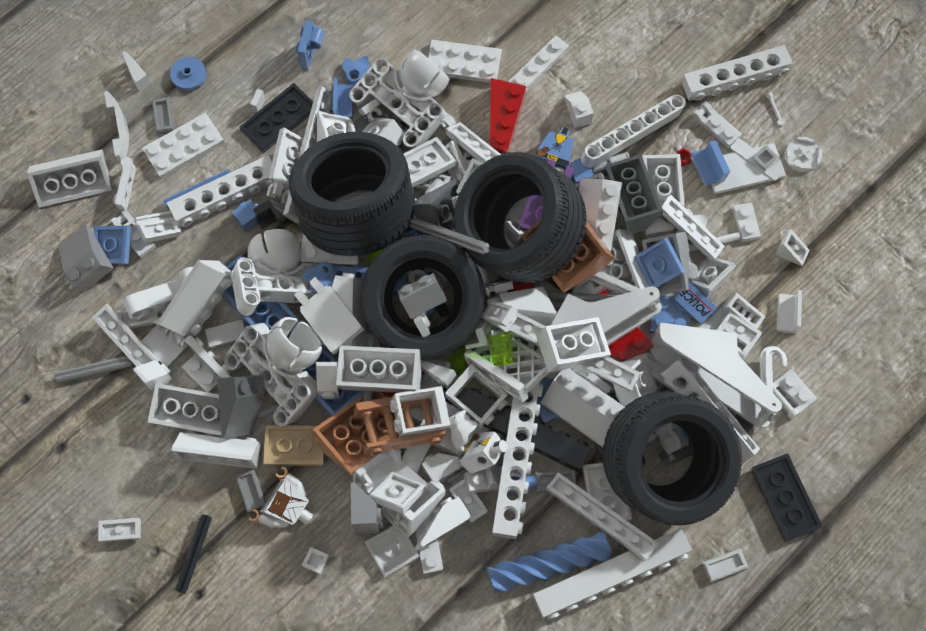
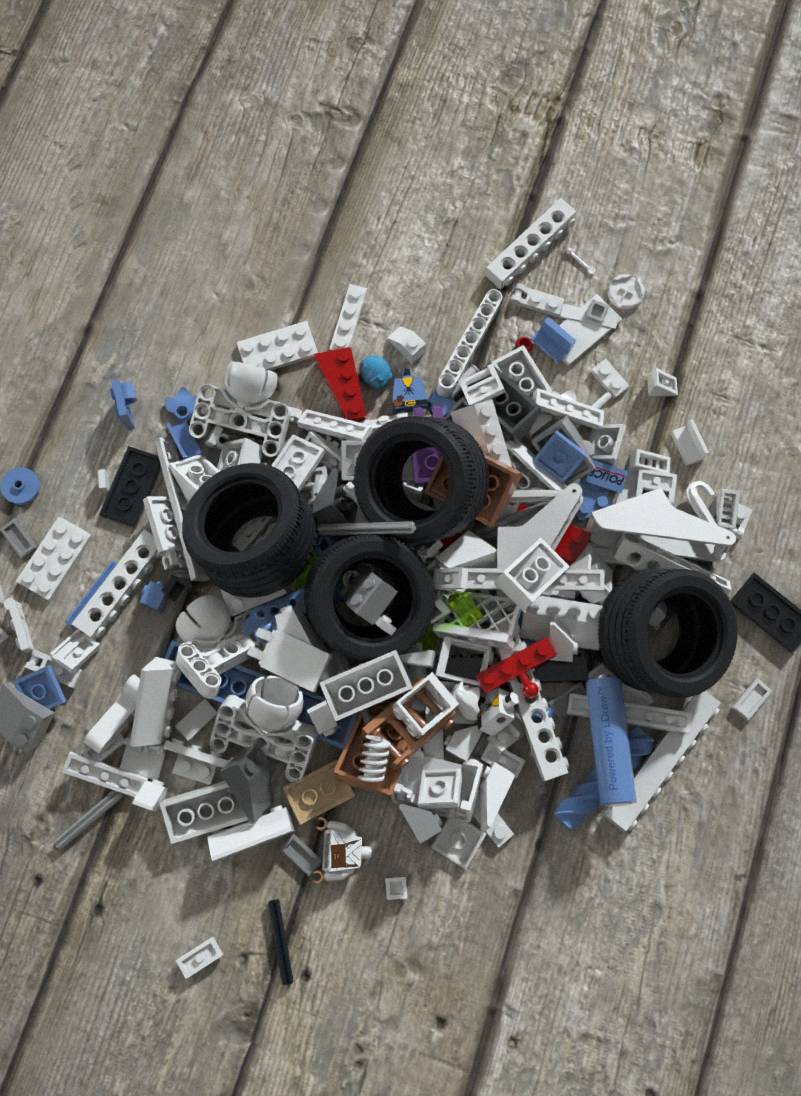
camera: 30 degrees left, 5 degrees up
(352, 433) = (375, 759): none -> white piece
(520, 421) = (517, 666): none -> red plate
(537, 118) = (375, 372): none -> dark azure hair
(568, 528) = (610, 741): none -> medium blue piece
(573, 421) = (562, 641): none -> white slope
(622, 169) = (484, 389): none -> white plate
(798, 369) = (734, 508): none -> white slope

